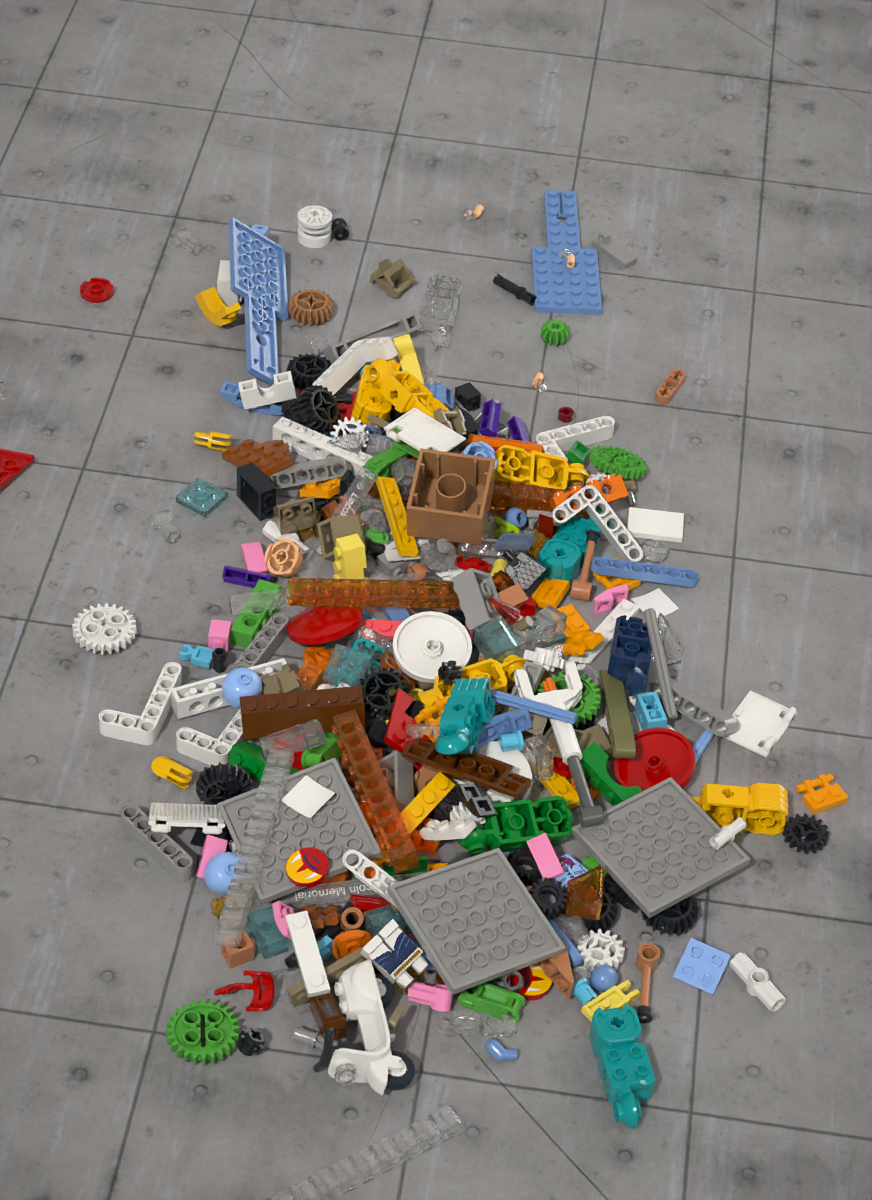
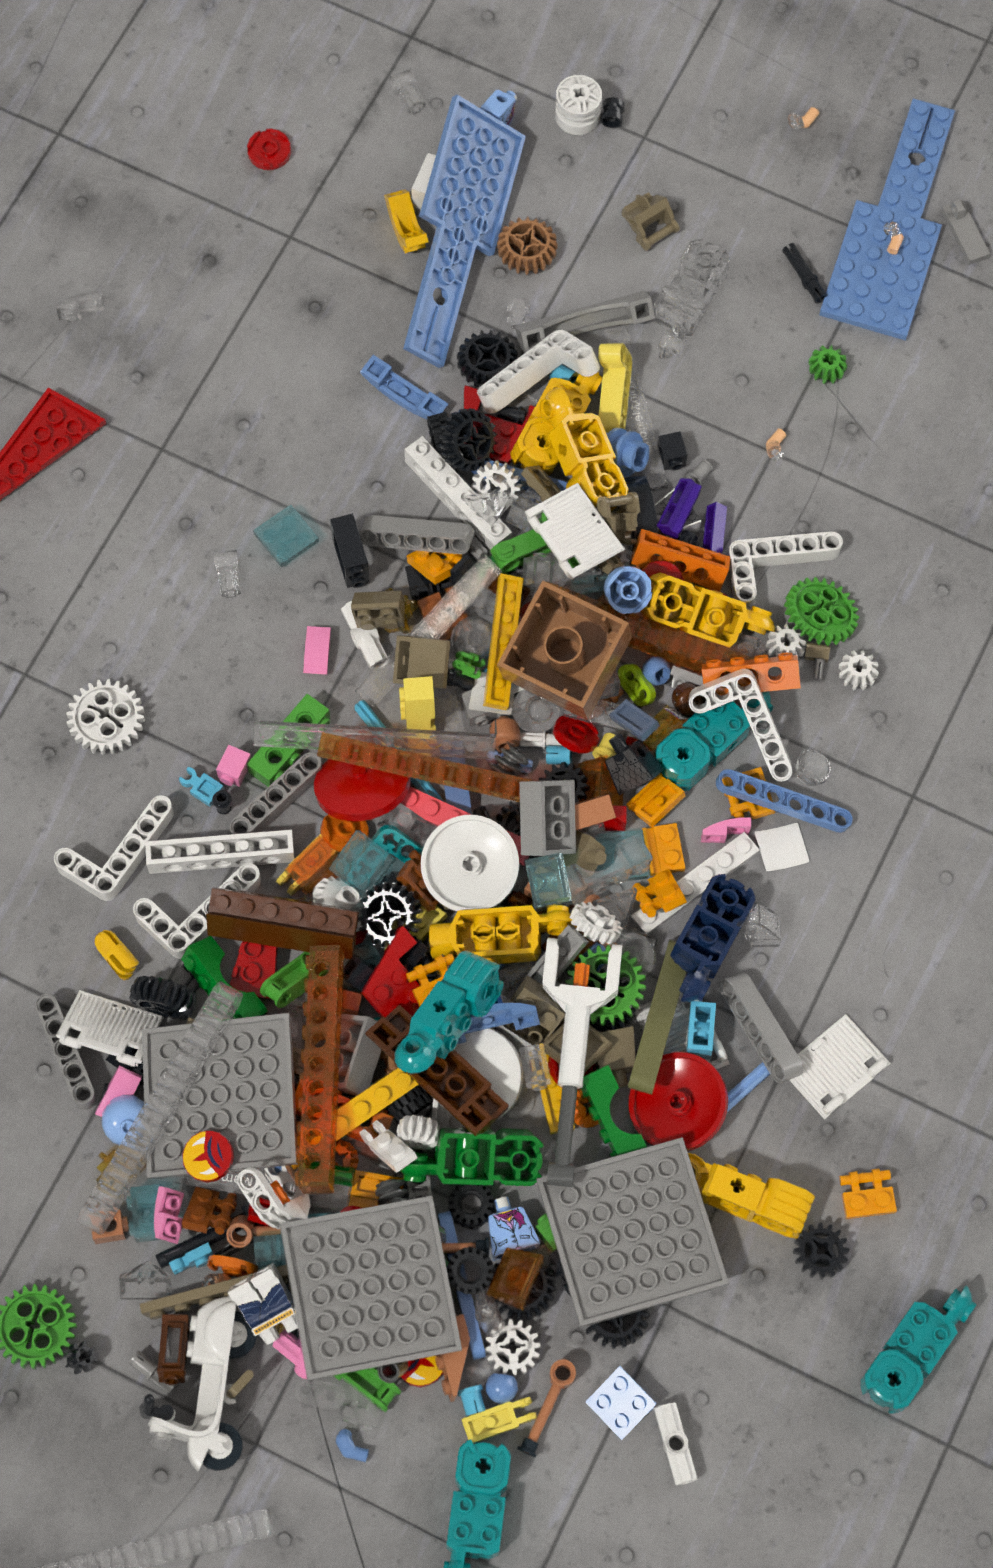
camera: 20 degrees right, 25 degrees up
(212, 440) = (329, 446): yellow arm -> none
(240, 683) = (226, 865): light blue cylinder -> none
(248, 577) = (300, 677): dark purple piece -> none
(255, 396) = (398, 390): white arch -> none
(267, 456) = (375, 493): dark orange plate -> none
(267, 993) = (110, 1304): red helmet -> none
(282, 682) = (276, 877): dark tan piece -> none
(283, 557) = (347, 667): light nougat cylinder -> none
(295, 738) = (265, 958): clear slope -> none
(307, 797) = (241, 1058): white sticker -> none
(307, 954) = (171, 1271): white plate -> none
(419, 729) = (405, 996): clear plate -> none
(450, 672) = (471, 918): black gear -> none
(473, 800) = (425, 1126): black slope -> none
(508, 612) = (577, 842): clear red cone -> none
(511, 741) = (506, 1040): medium azure bush -> none
(533, 707) = (543, 1002): medium blue axle -> none
(545, 856) = (489, 1210): bright pink slope -> none
(565, 414) = (784, 504): dark red bush -> none
(578, 452) = (776, 583): green tile -> none
(582, 588) = (696, 804): nougat piece -> none
(655, 524) = (832, 720): white tile -> none
(660, 491) = (853, 662): none -> white gear
(660, 664) = (736, 965): light grey axle -> none
(670, 392) = (947, 482): nougat beam -> none
(727, 833) = (714, 1244): white axle -> none

